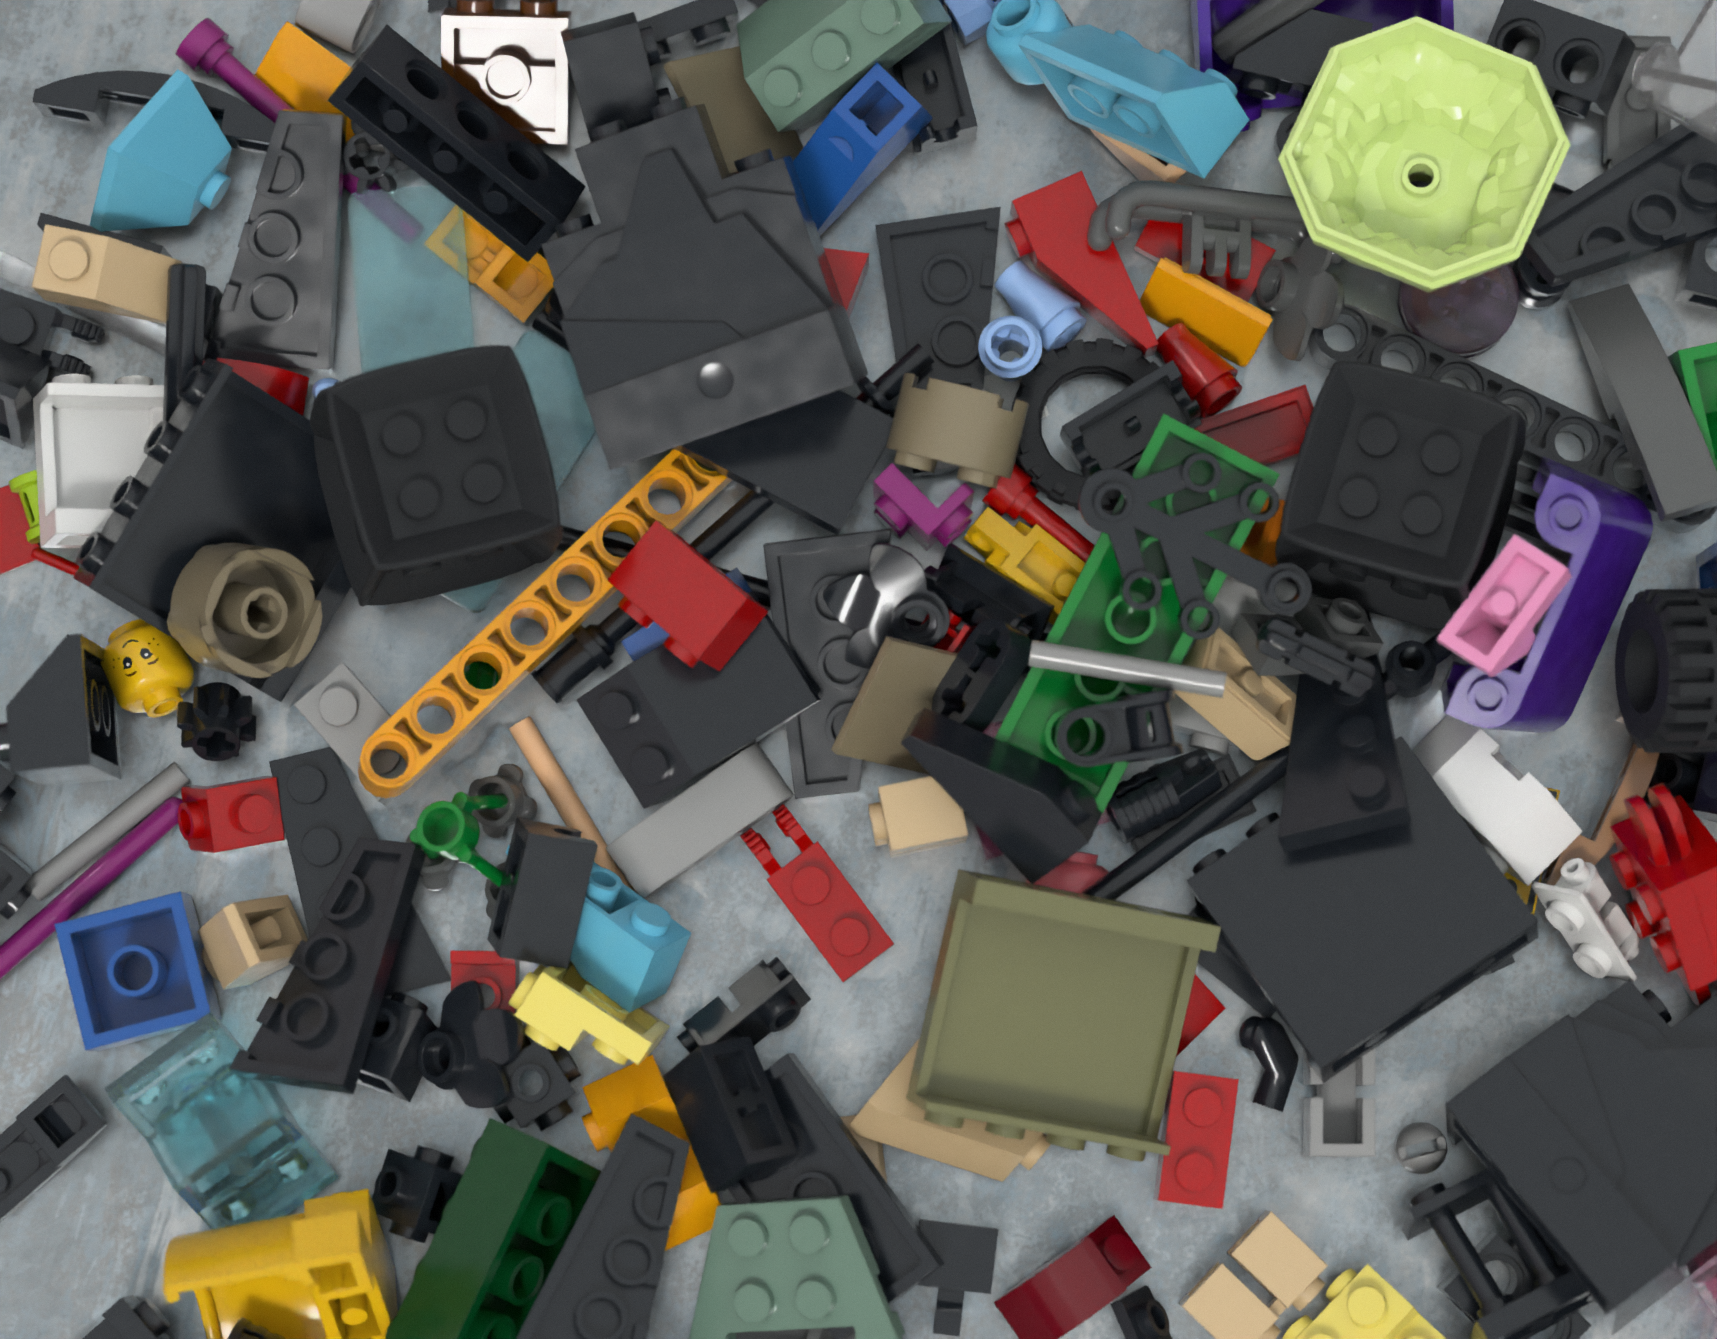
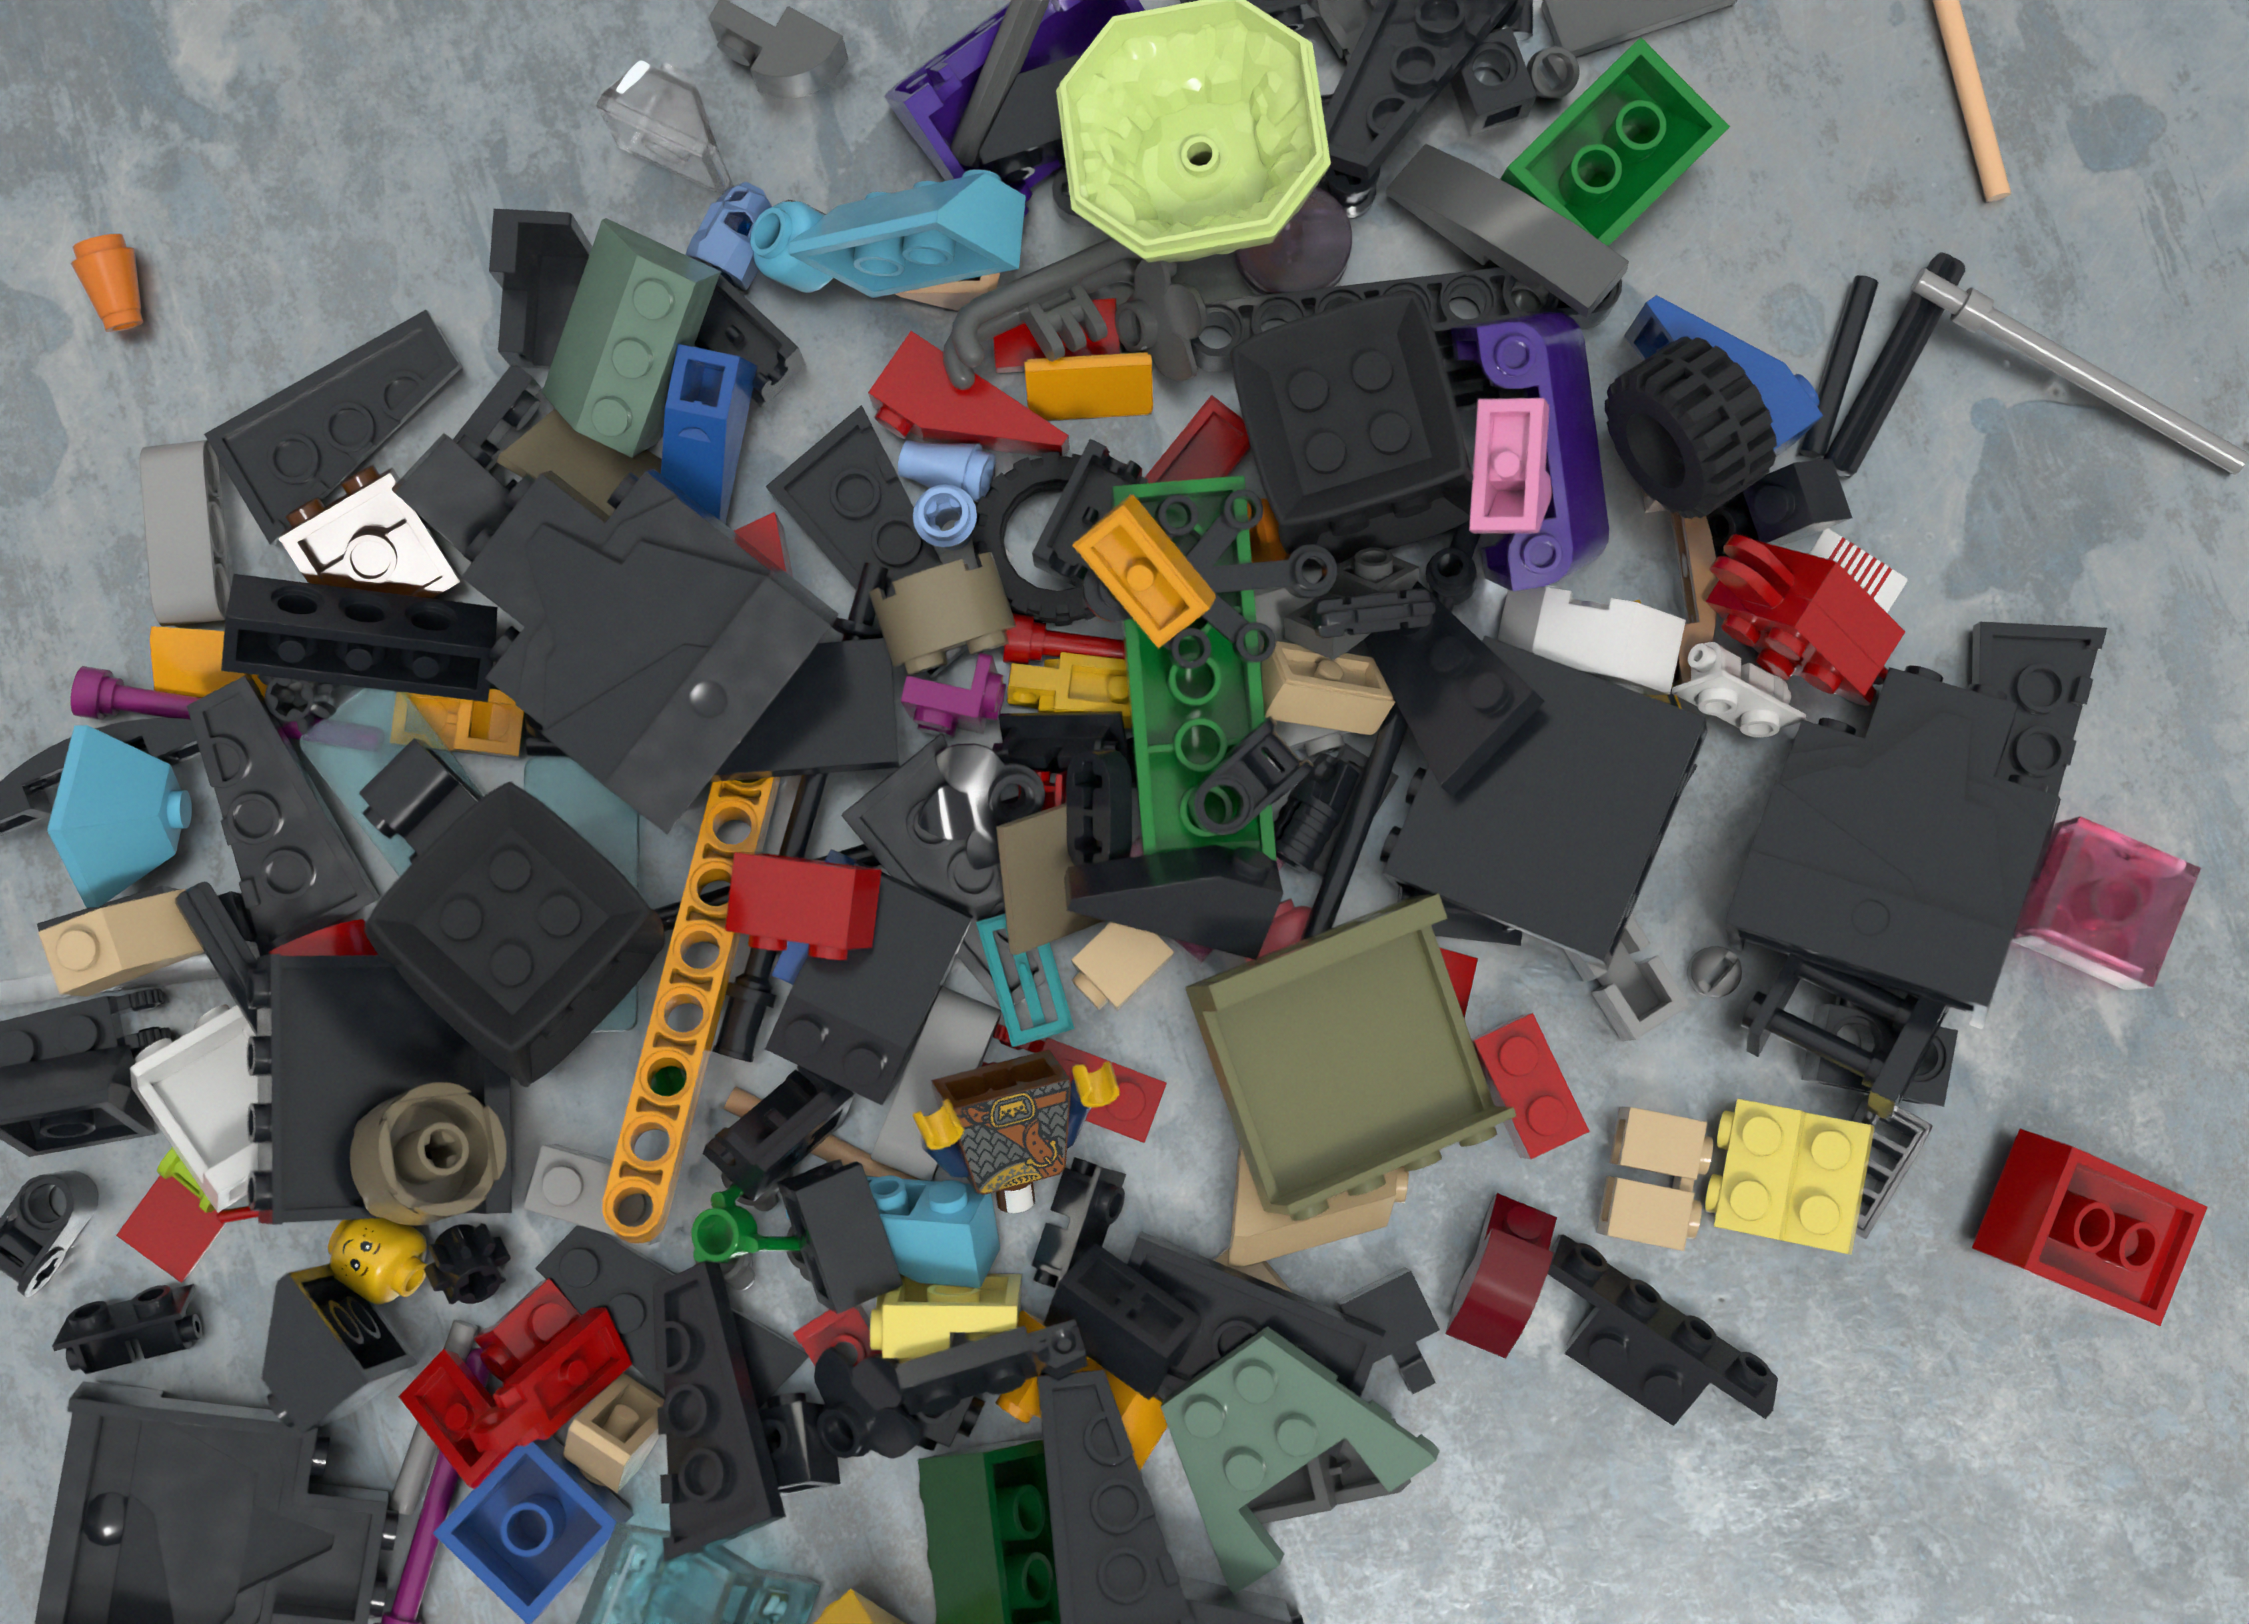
camera: 35 degrees left, 0 degrees up
(135, 845) = (446, 1403): none -> red slope
(230, 865) = (553, 1384): none -> red hinge
(415, 1191) = (893, 1559): black brick -> none
(420, 310) = (417, 797): none -> black brick
(545, 776) = (779, 1131): none -> black hinge
(598, 1077) = (989, 1365): none -> black hinge
(742, 892) = (1011, 1123): none -> torso
(817, 828) = (1041, 1028): none -> teal tile
(1127, 669) = (1220, 724): light grey bar -> none
(1144, 502) = (1145, 571): none -> light orange slope
(1203, 371) = (1123, 435): red cone -> none
(1275, 1055) = (1546, 971): black arm -> none

